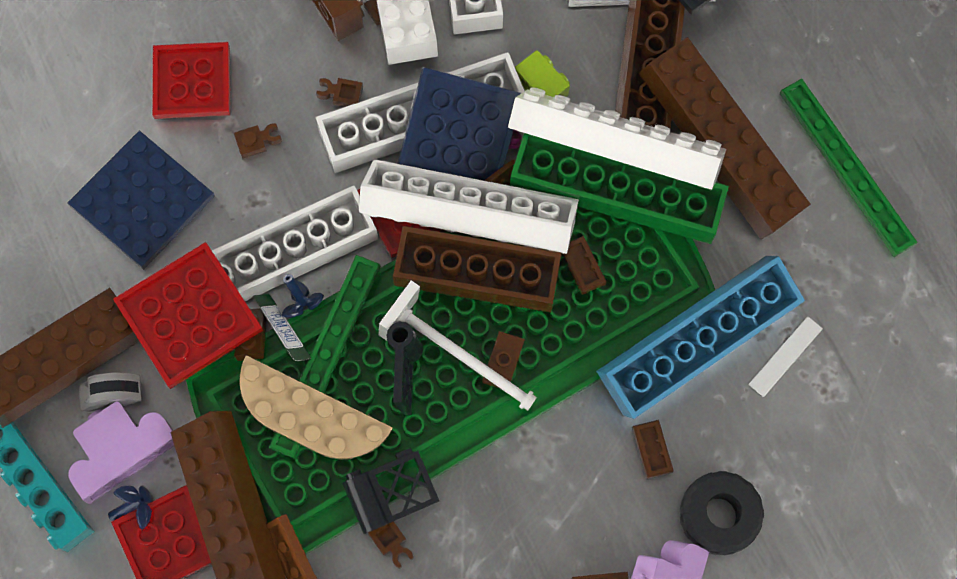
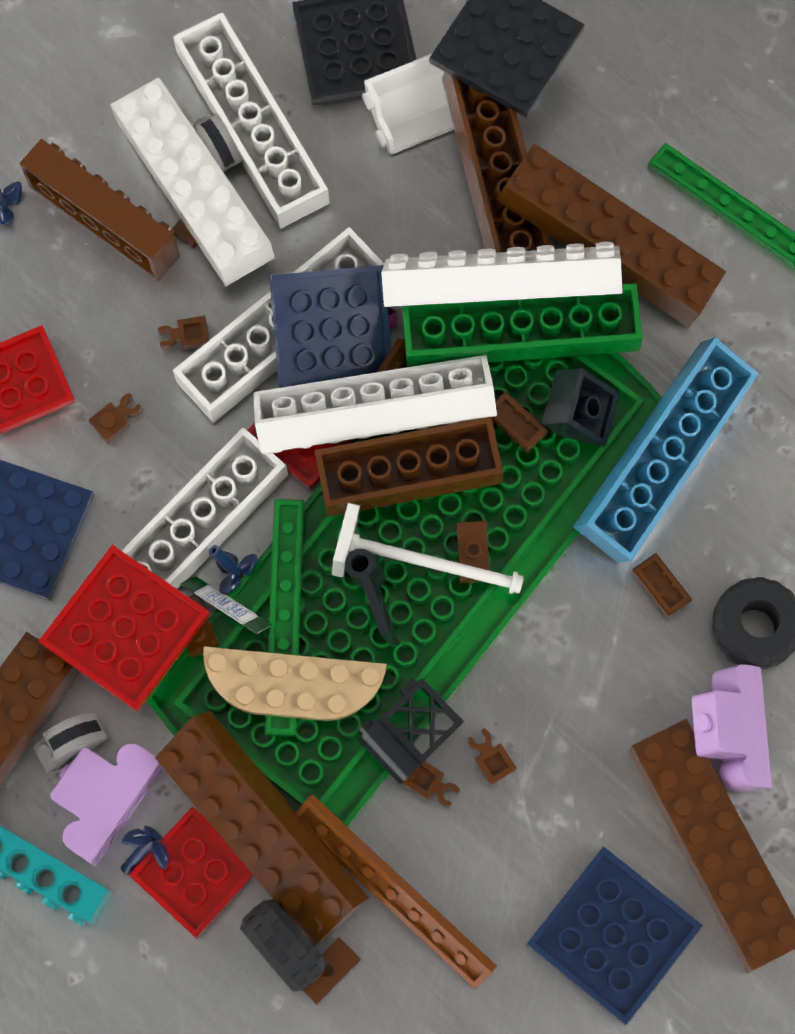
camera: 15 degrees left, 0 degrees up
(451, 544) = (494, 761): none -> reddish brown plate
(539, 73) = (389, 237): lime brick -> none
(641, 272) = (580, 407): none -> black slope
(785, 356) = (760, 439): white sticker -> none

